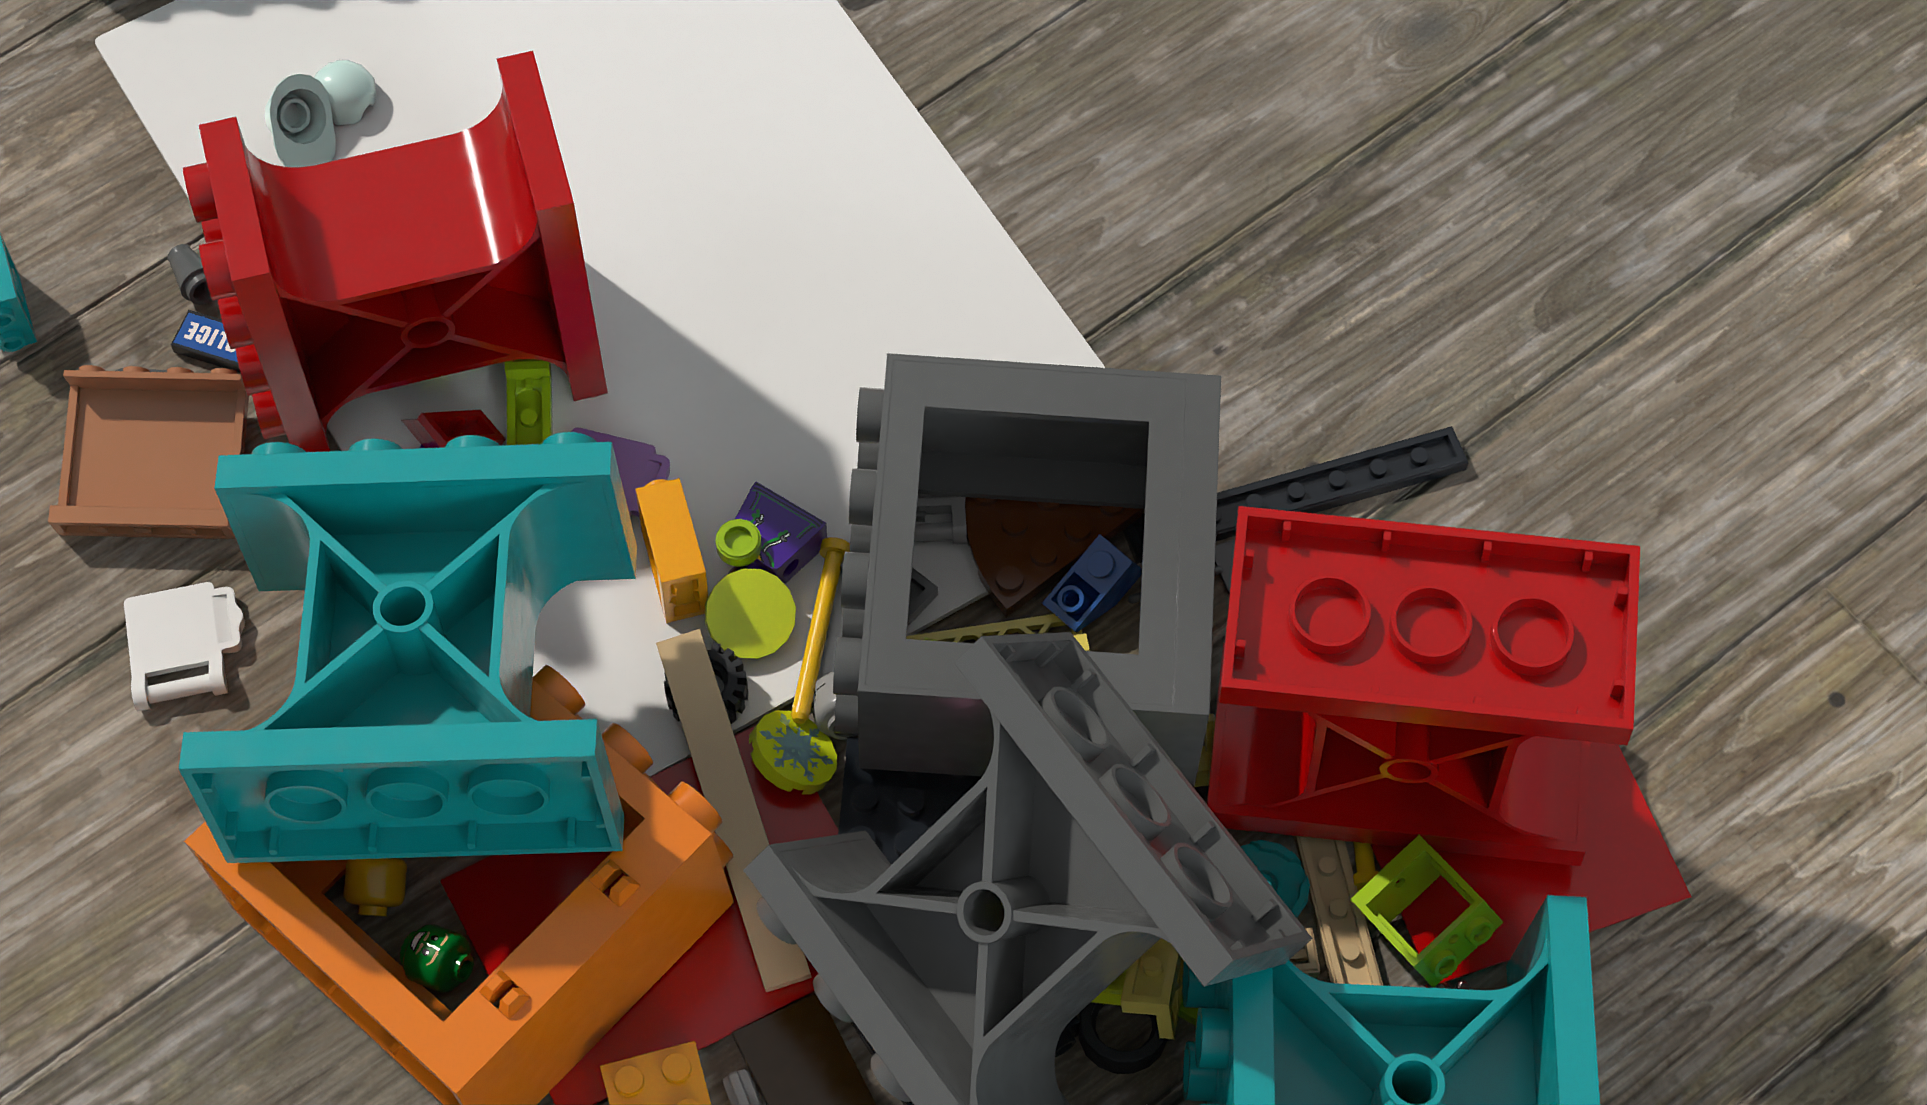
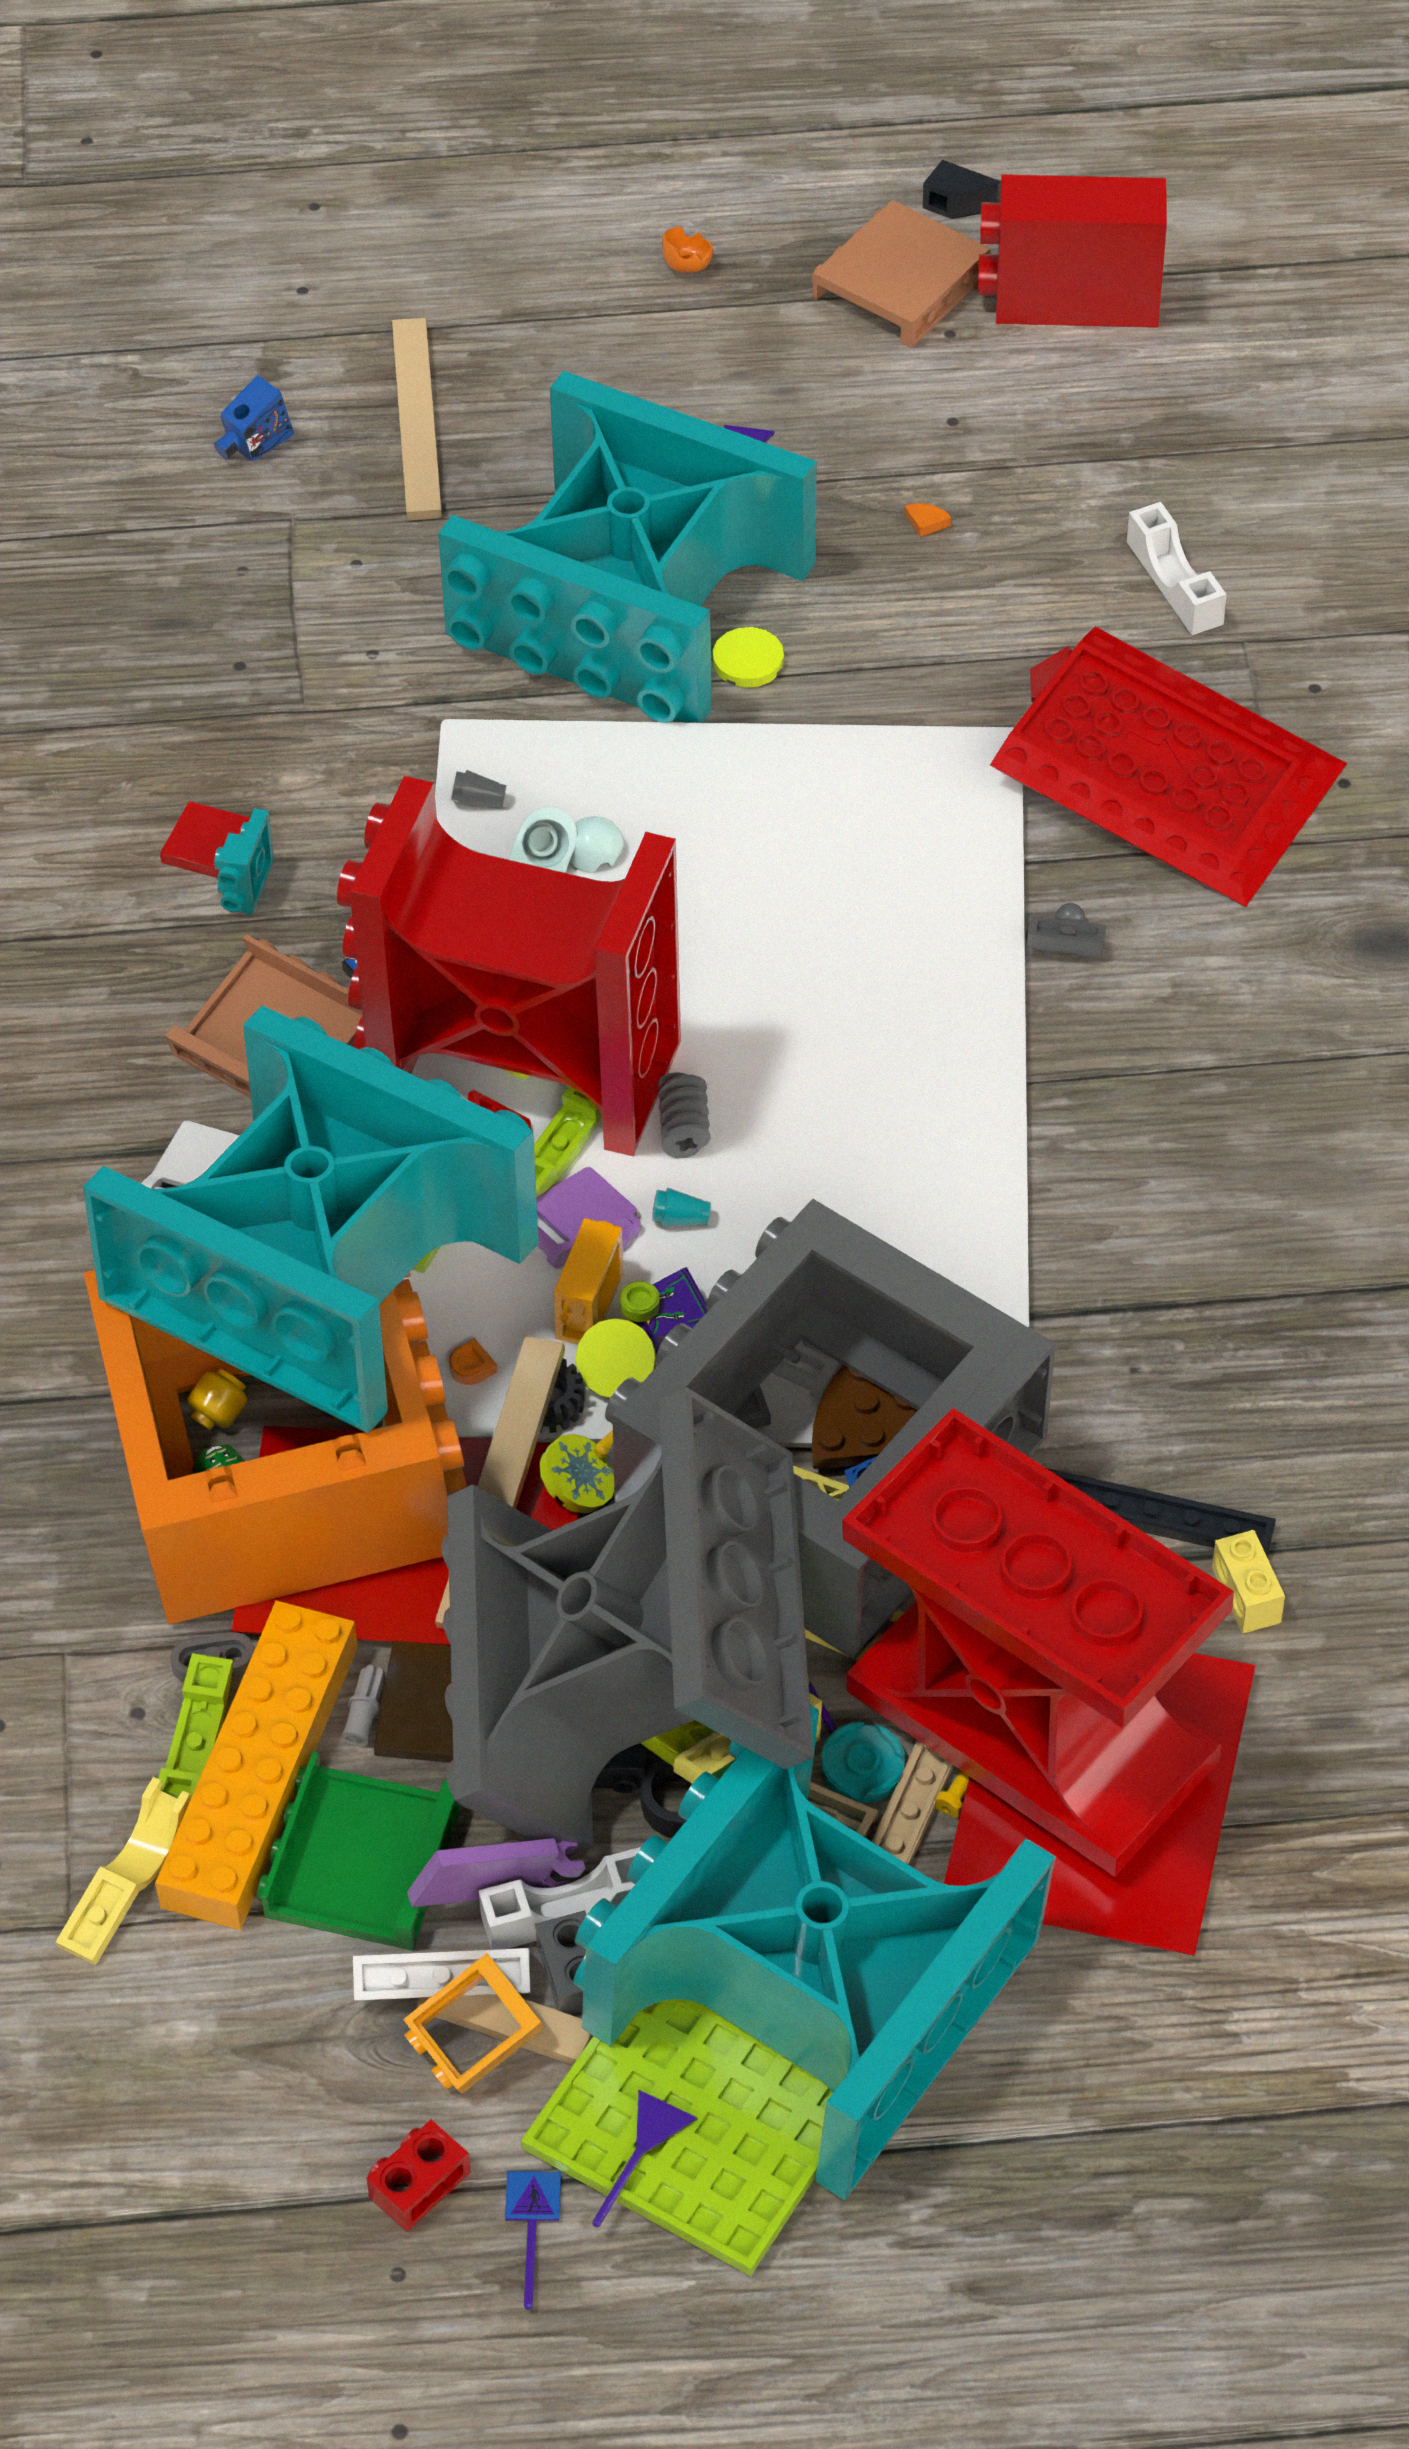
camera: 35 degrees right, 10 degrees down
(186, 95) = (477, 790): none -> dark grey cone
(605, 696) = (471, 1363): none -> orange tile
(634, 324) = (683, 1114): none -> dark grey piece
(697, 423) = (678, 1208): none -> teal cone
(1417, 869) = (939, 1819): lime window -> none
(1475, 497) = (1245, 1569): none -> light yellow brick

